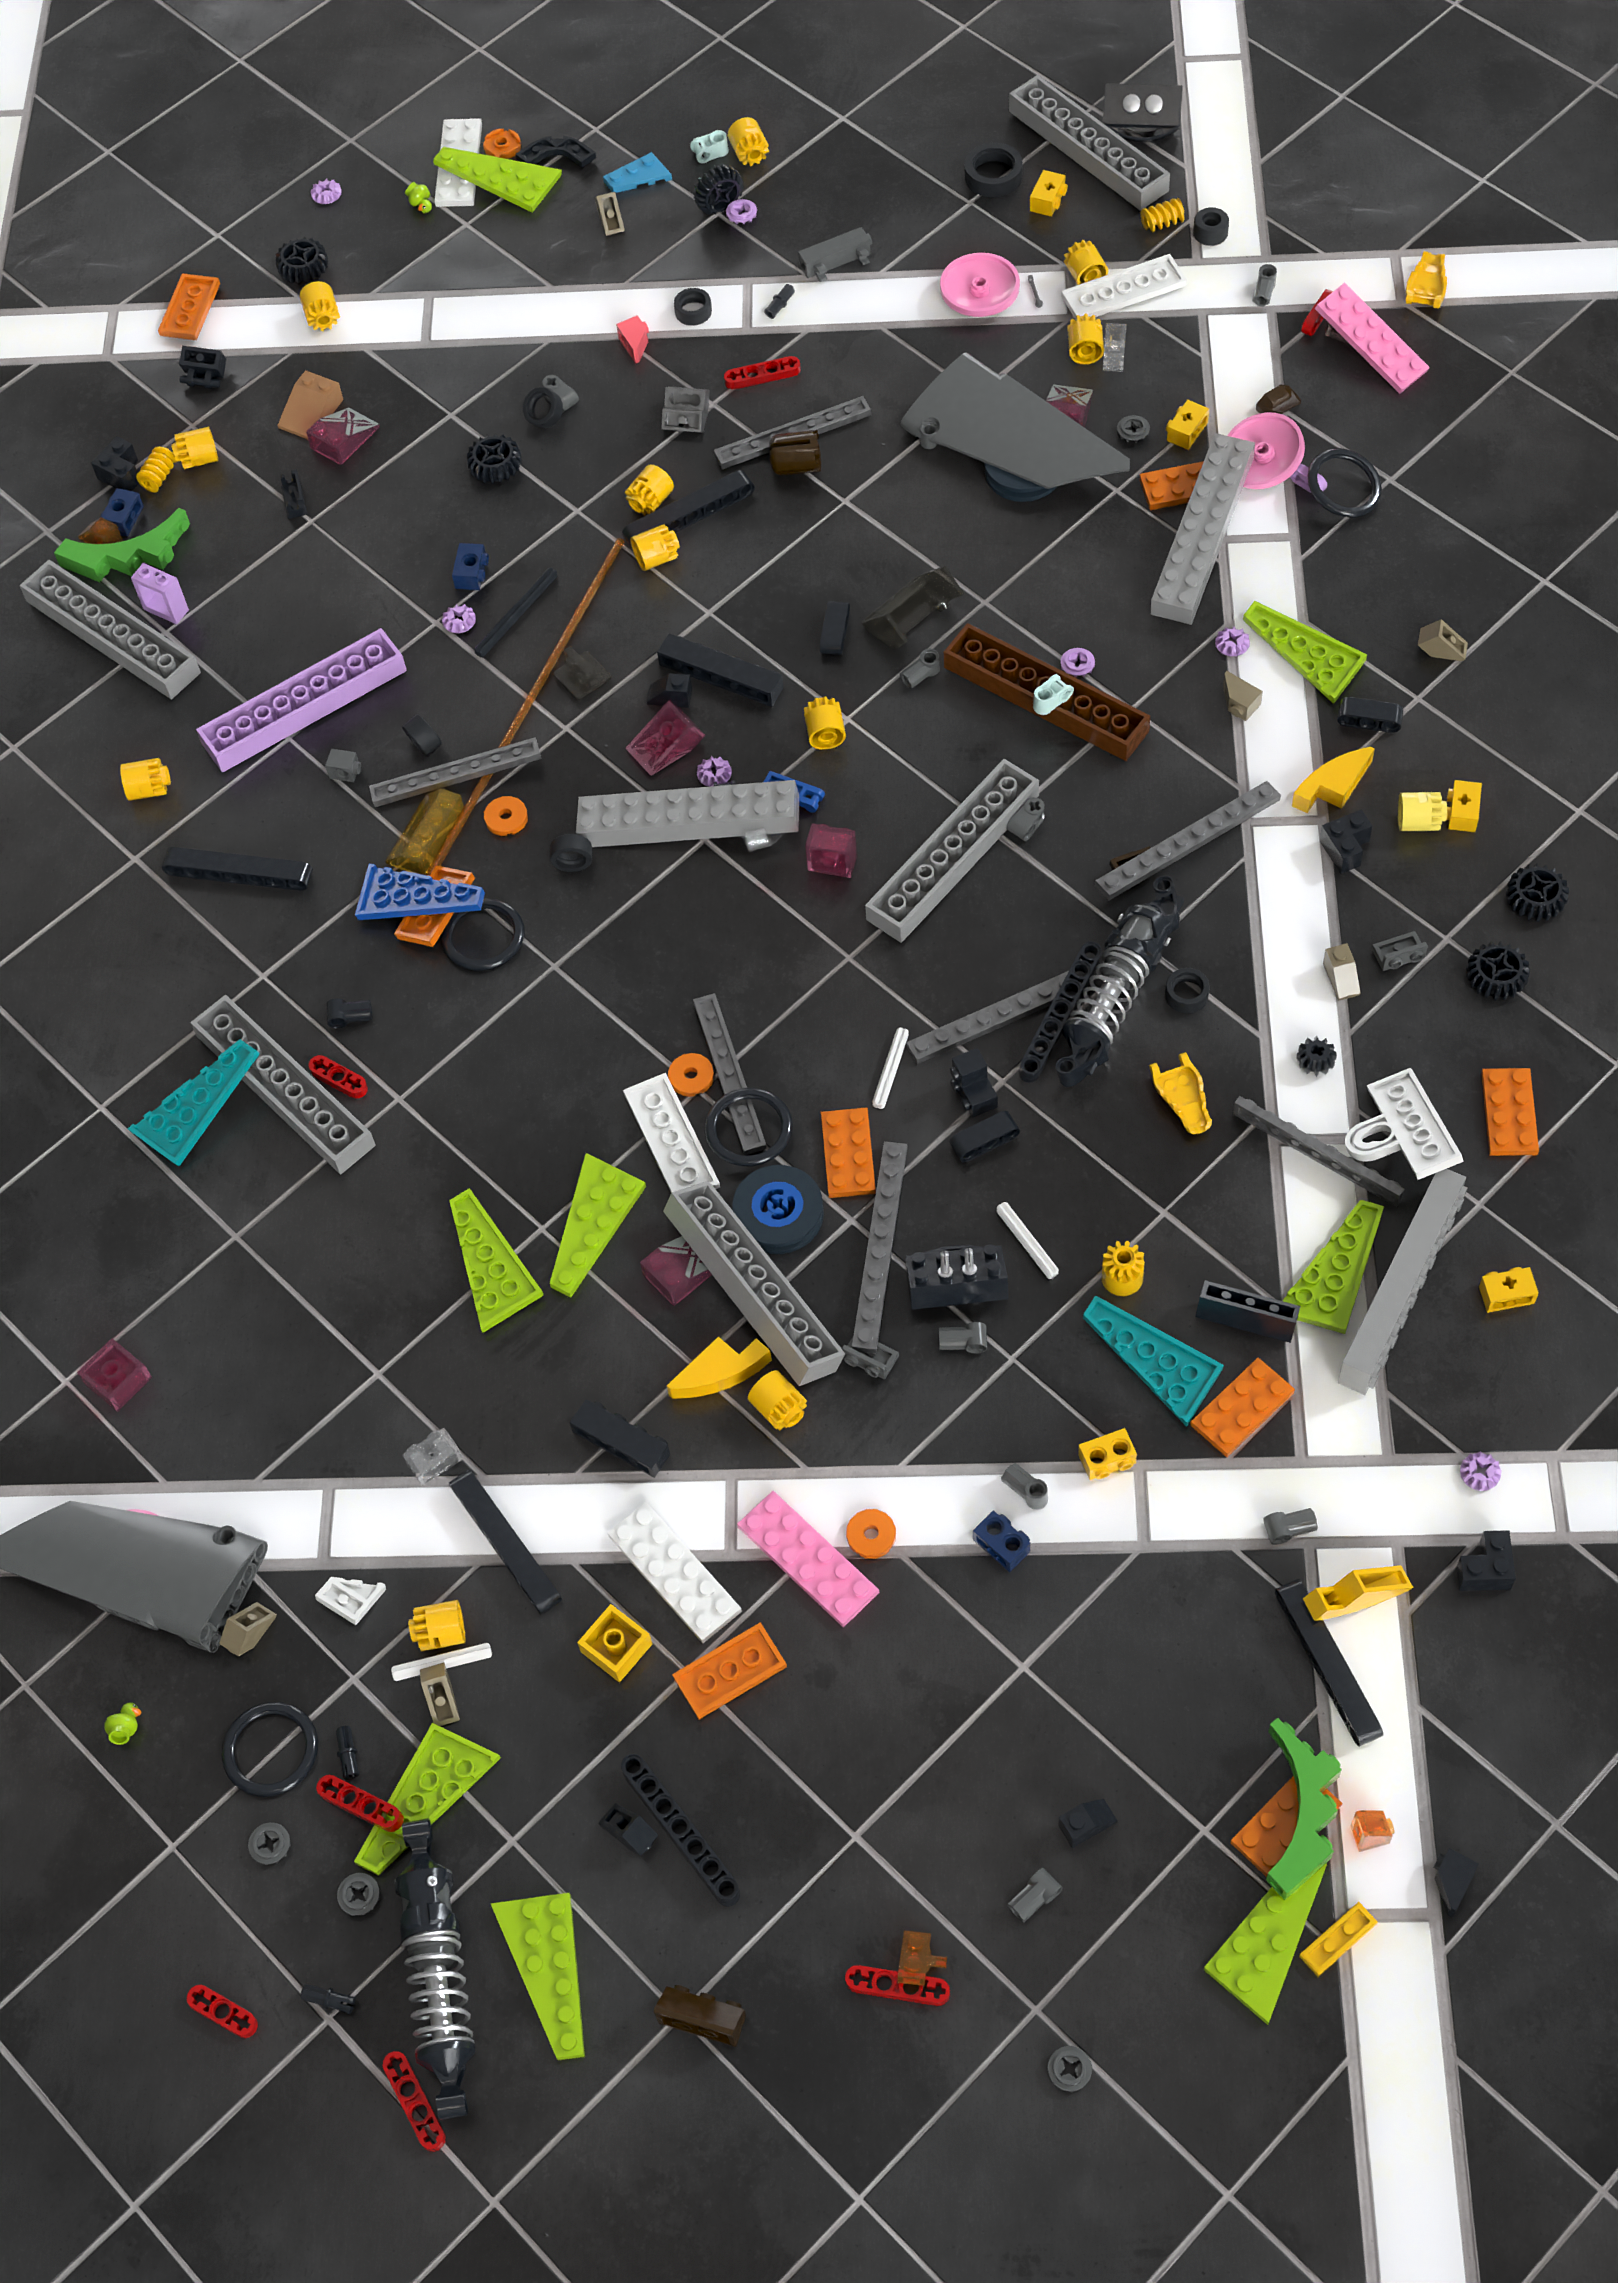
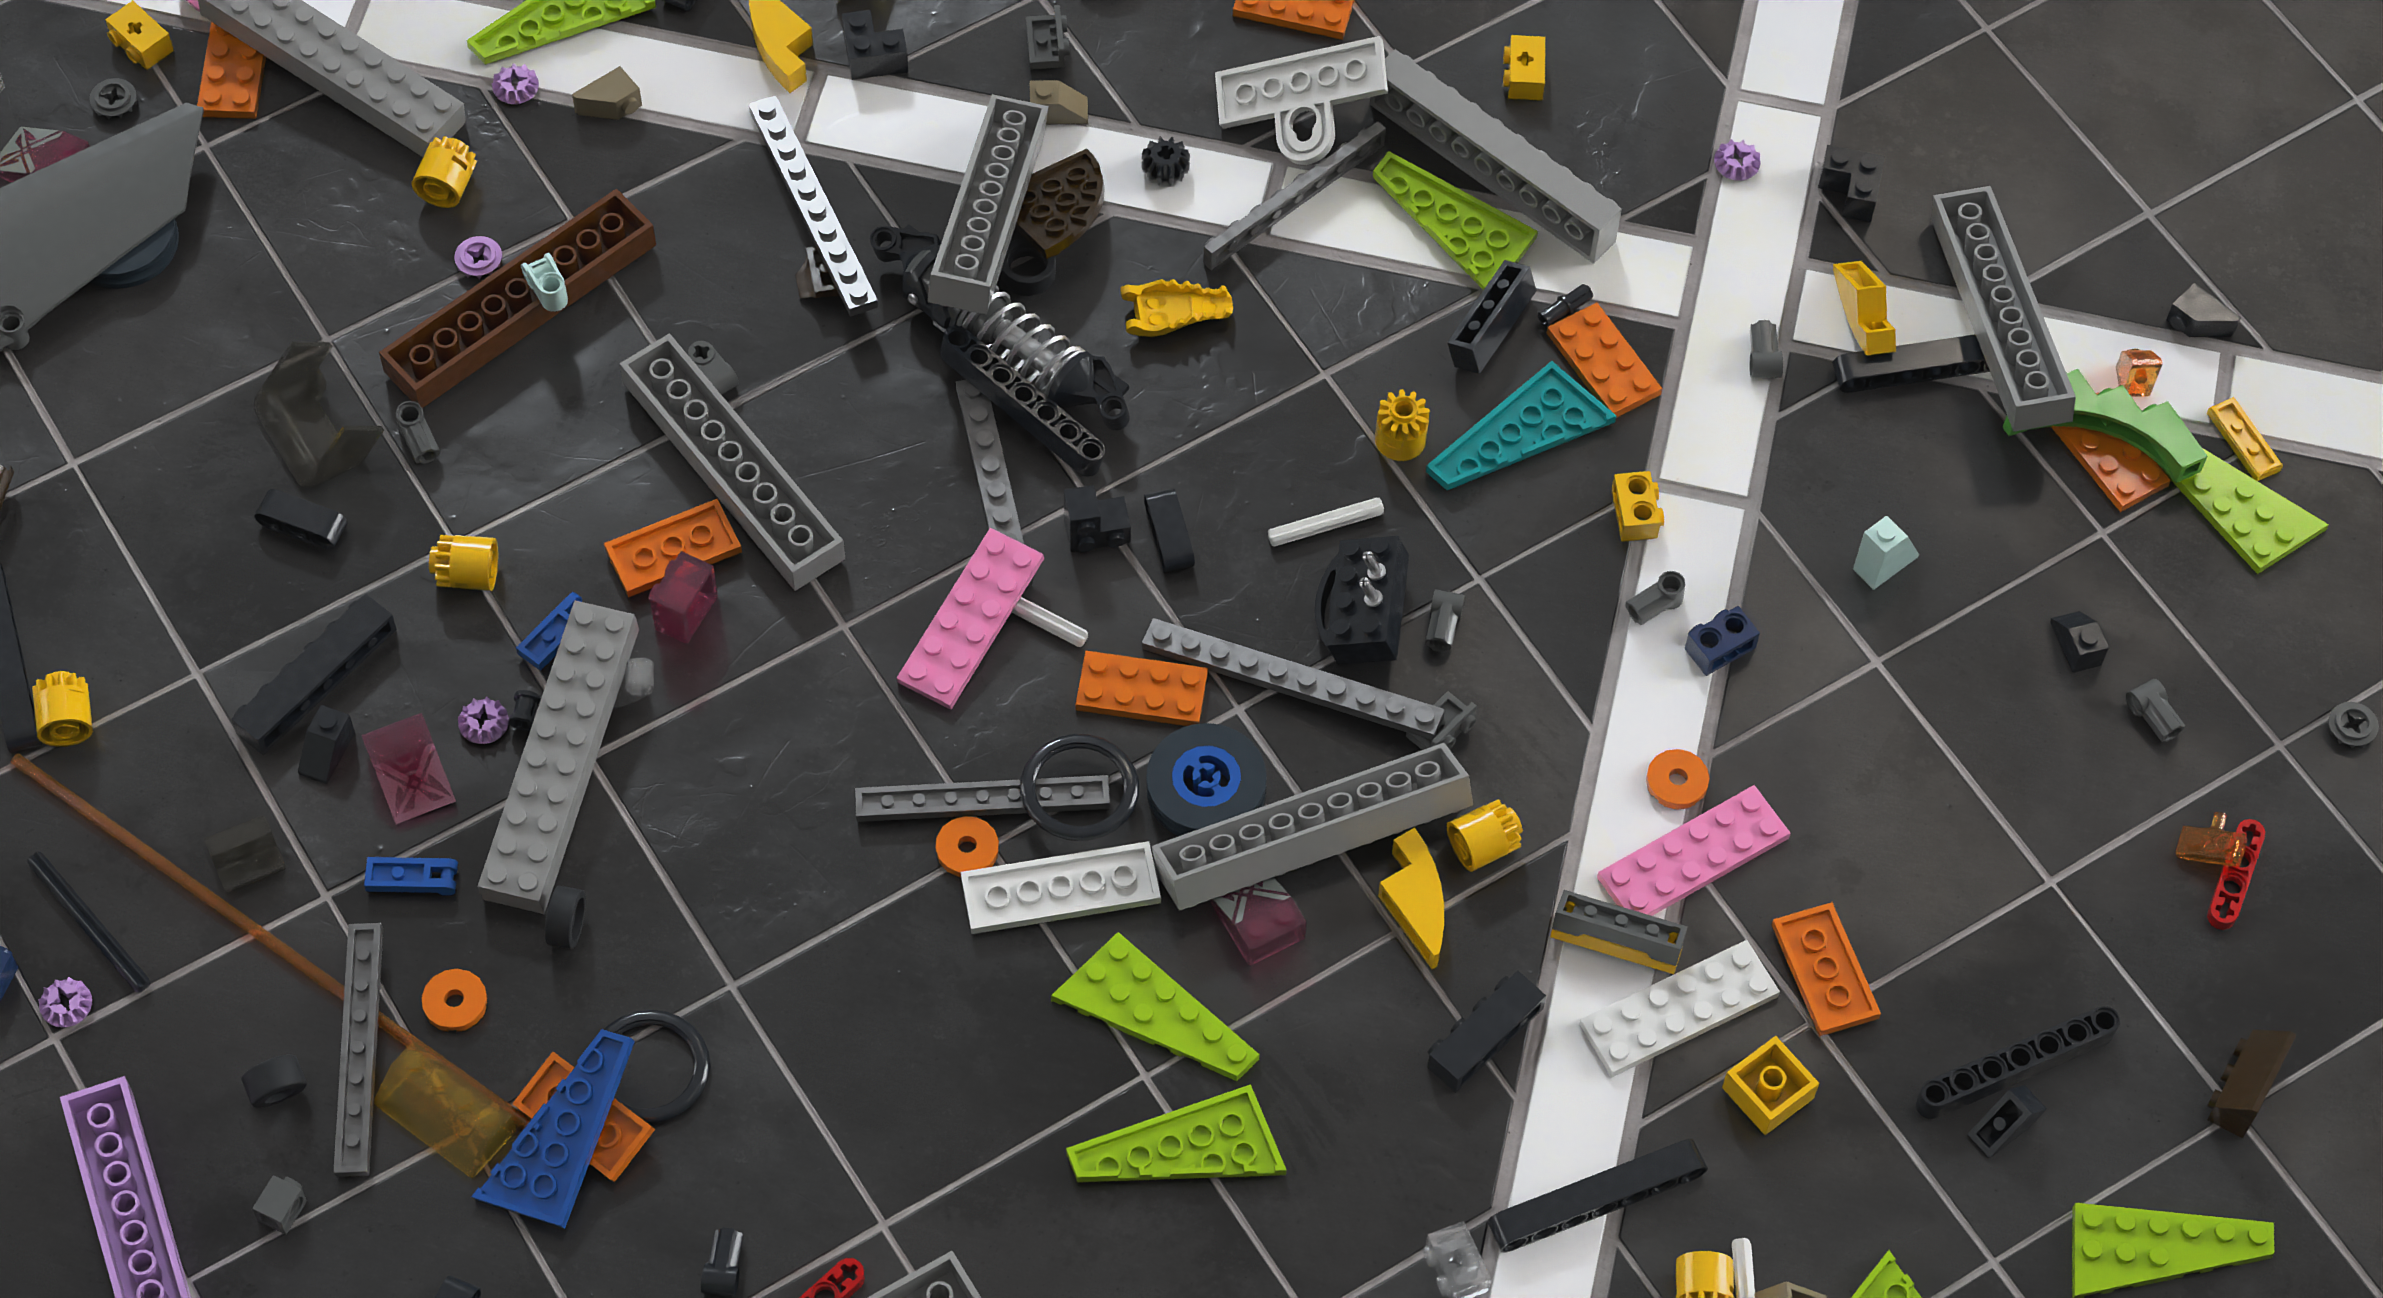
camera: 85 degrees left, 0 degrees up
(587, 764) = (410, 875): none -> blue plate
(719, 1511) = (1618, 931): none -> dark grey piece
(871, 1028) = (970, 618): none -> bright pink plate
(877, 837) = (645, 553): none -> orange plate
(1118, 1648) = (1883, 552): none -> light aqua slope
(1135, 619) = (444, 172): none -> yellow gear
(1211, 936) = (988, 205): none -> light grey brick
(1244, 989) = (1061, 203): none -> dark brown plate
(1283, 1366) = (1565, 305): none -> black axle
(1381, 1695) = (2003, 309): none -> light grey brick

